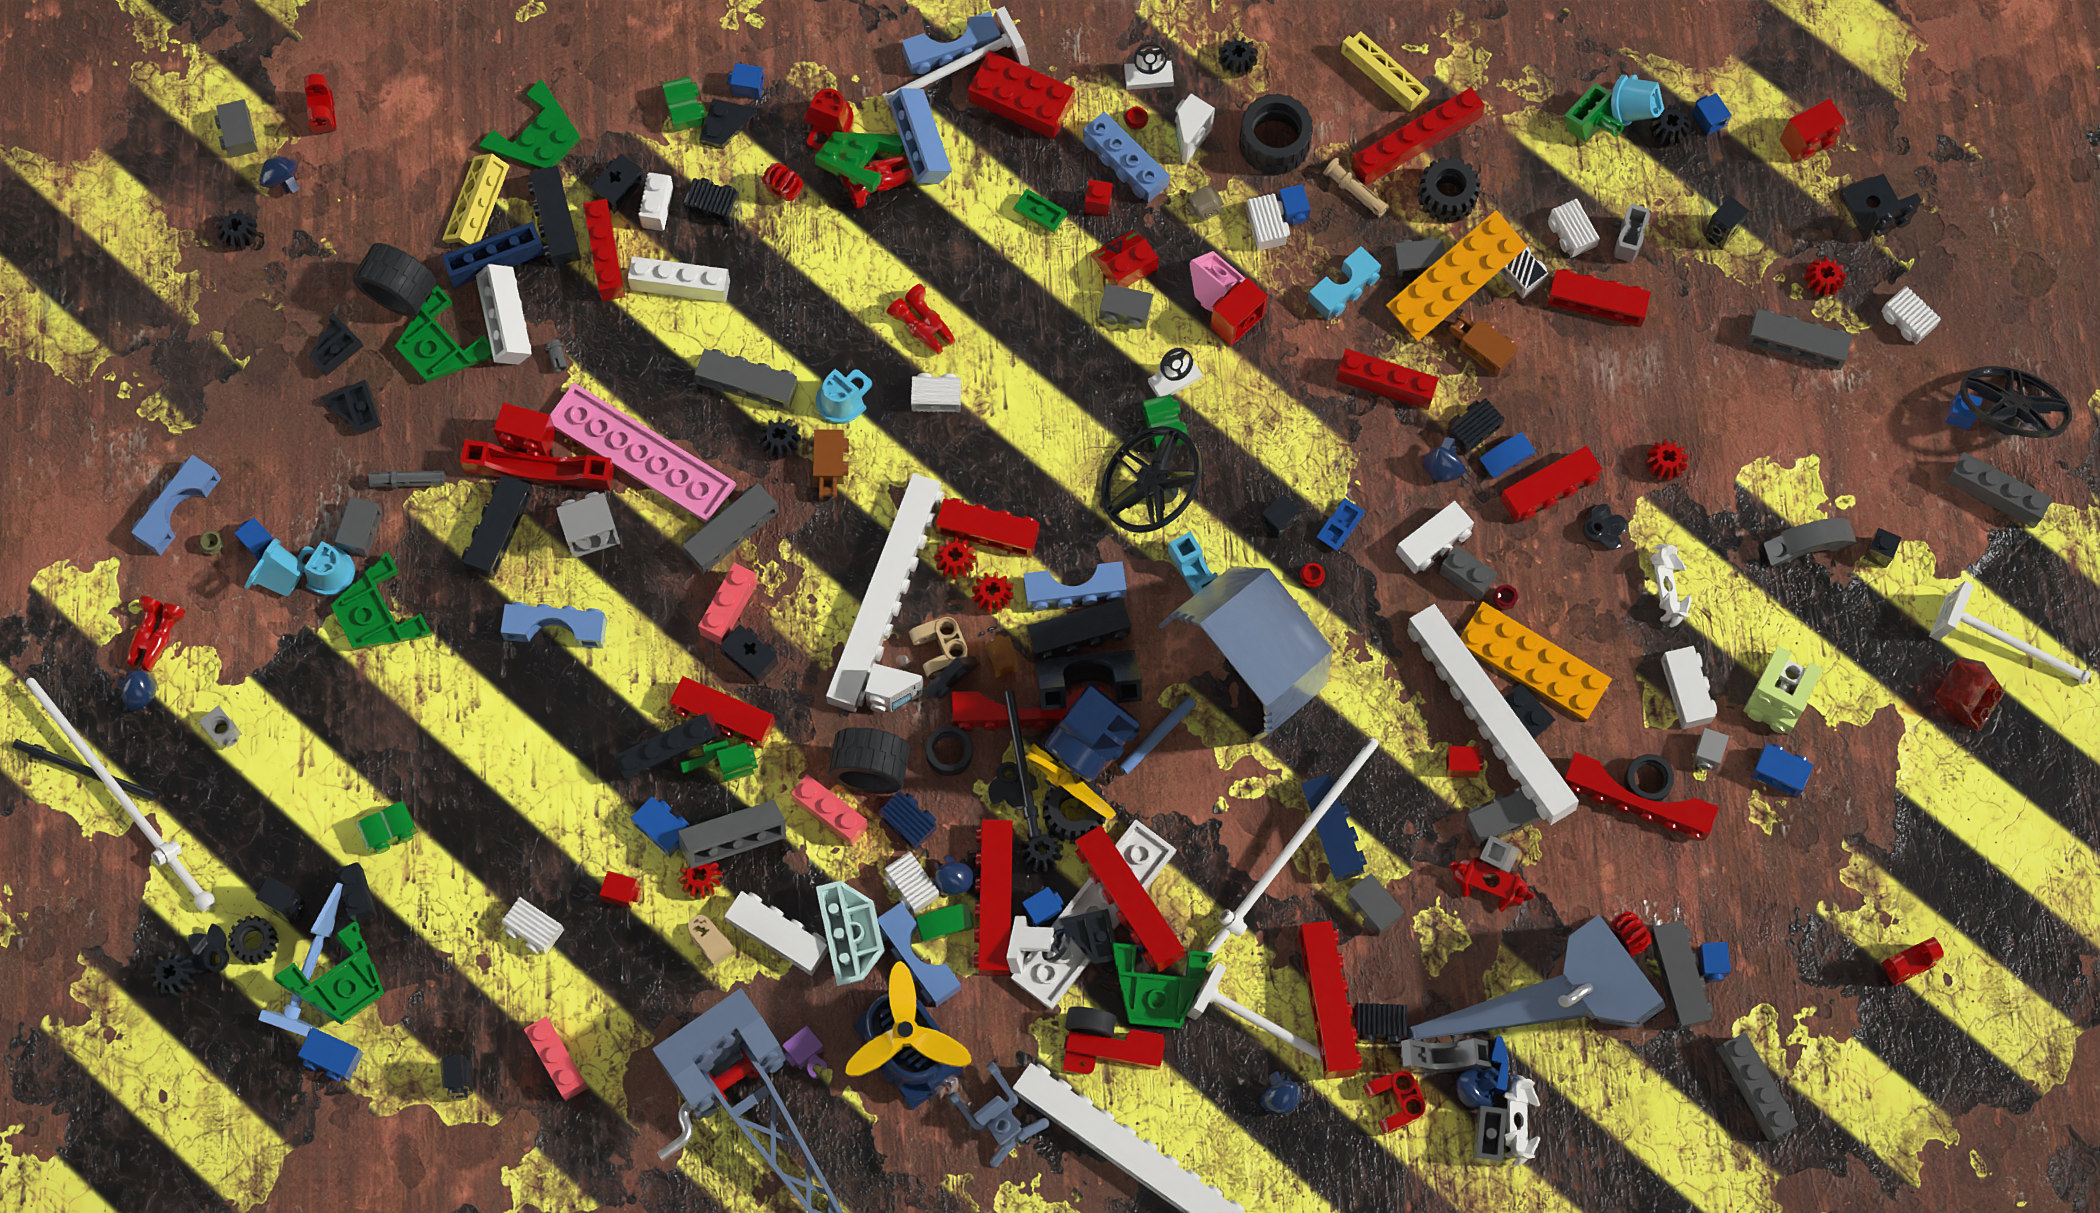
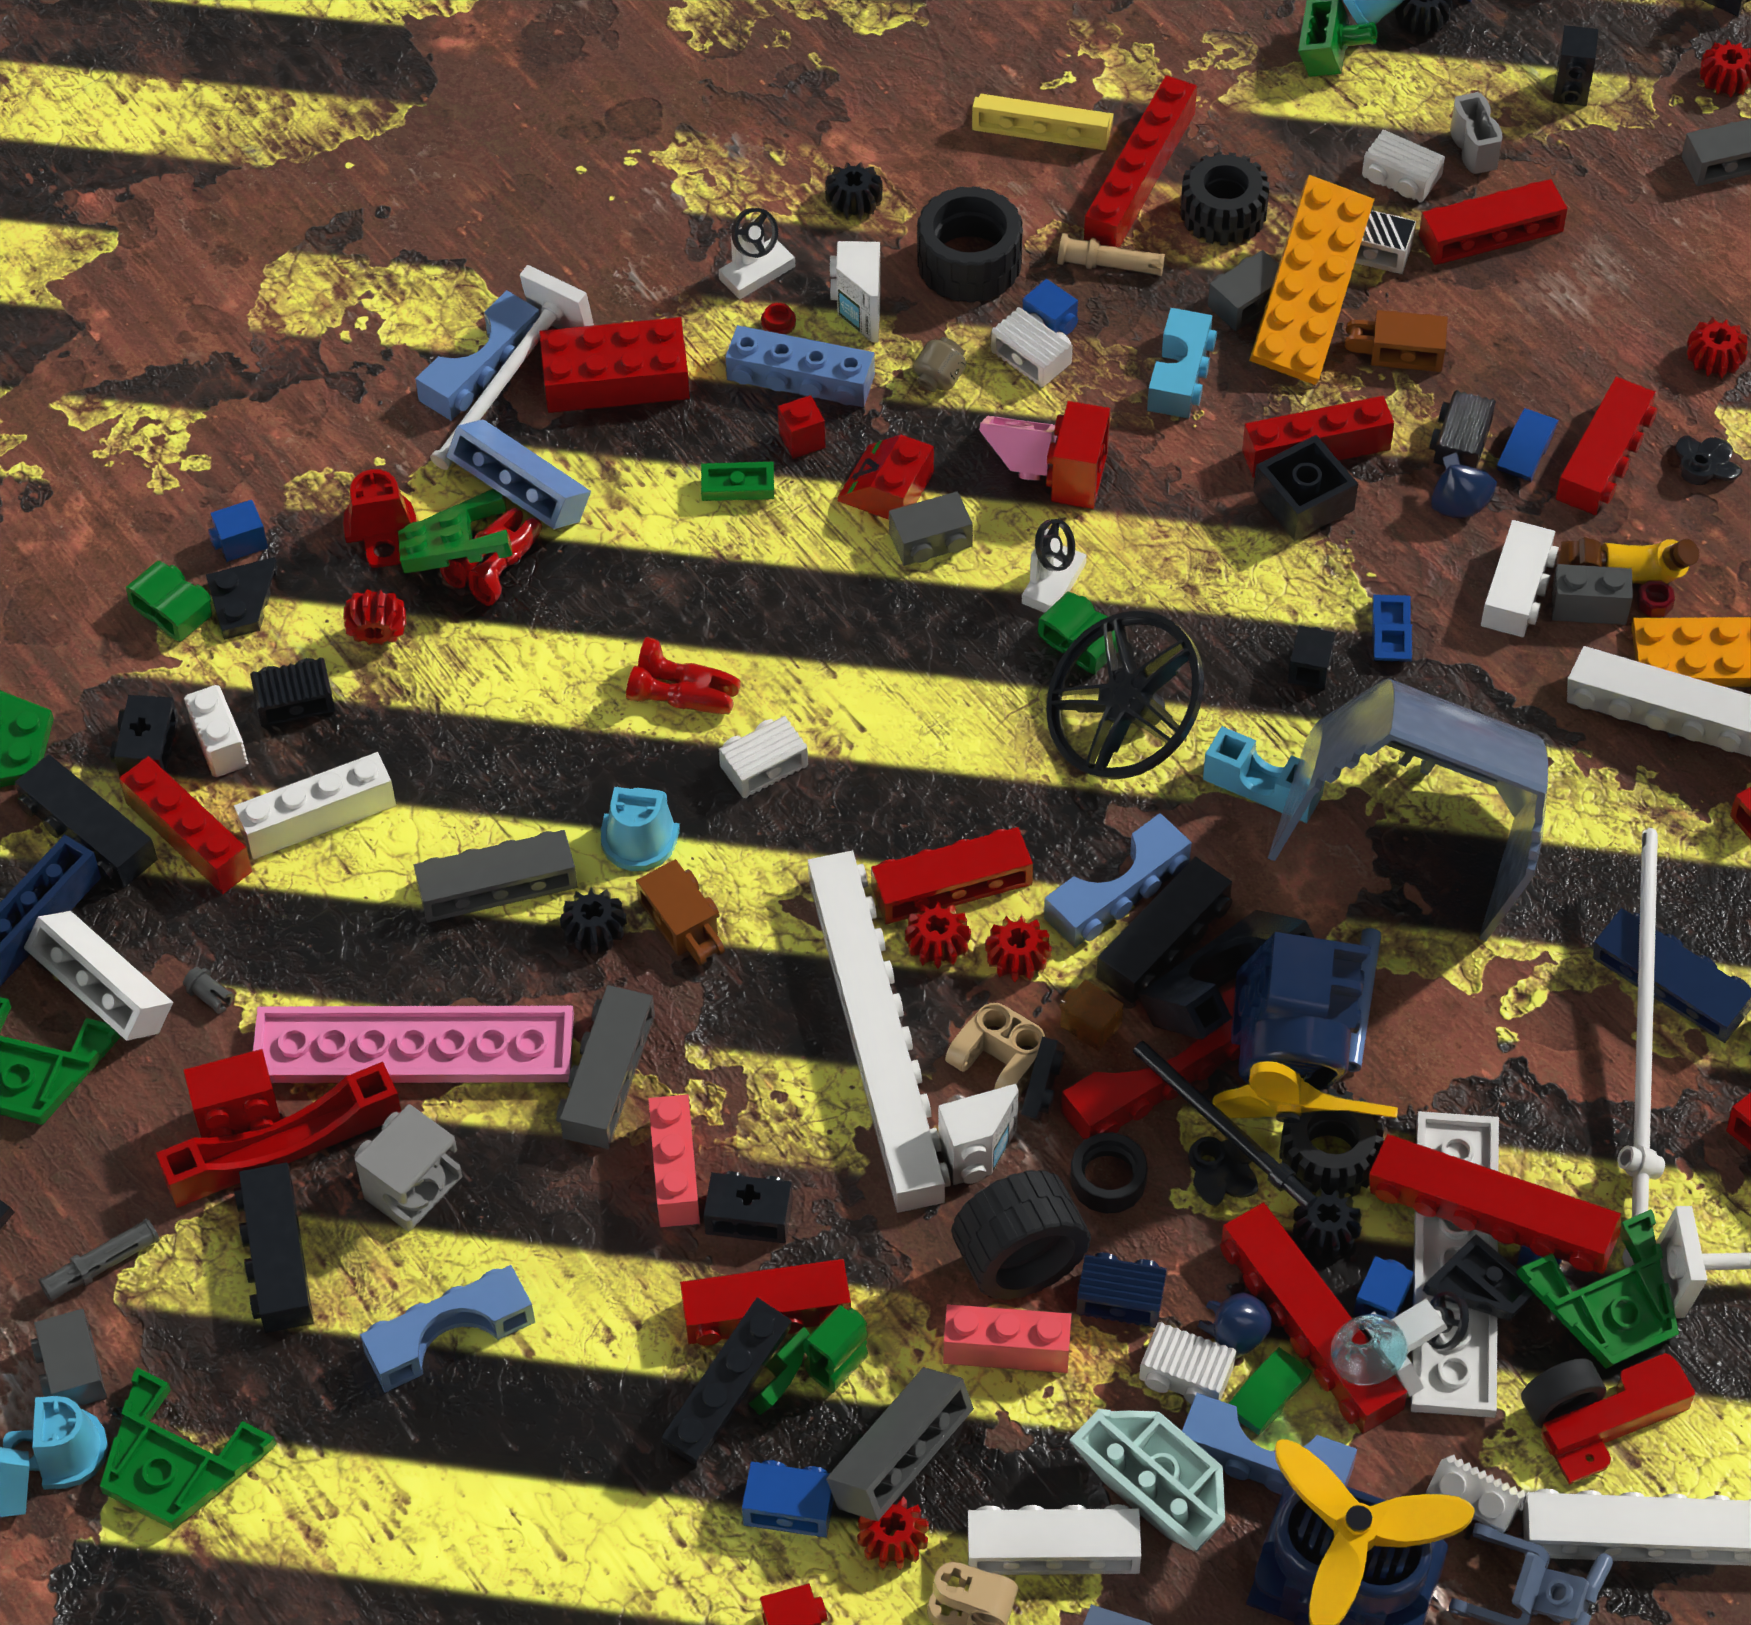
camera: 30 degrees left, 15 degrees down
(1004, 944) = (1370, 1361): none -> clear light blue piece
(1006, 1045) = (1492, 1501): none -> white brick
(1353, 408) = (1305, 487): none -> black brick
(1508, 568) = (1653, 562): none -> piece

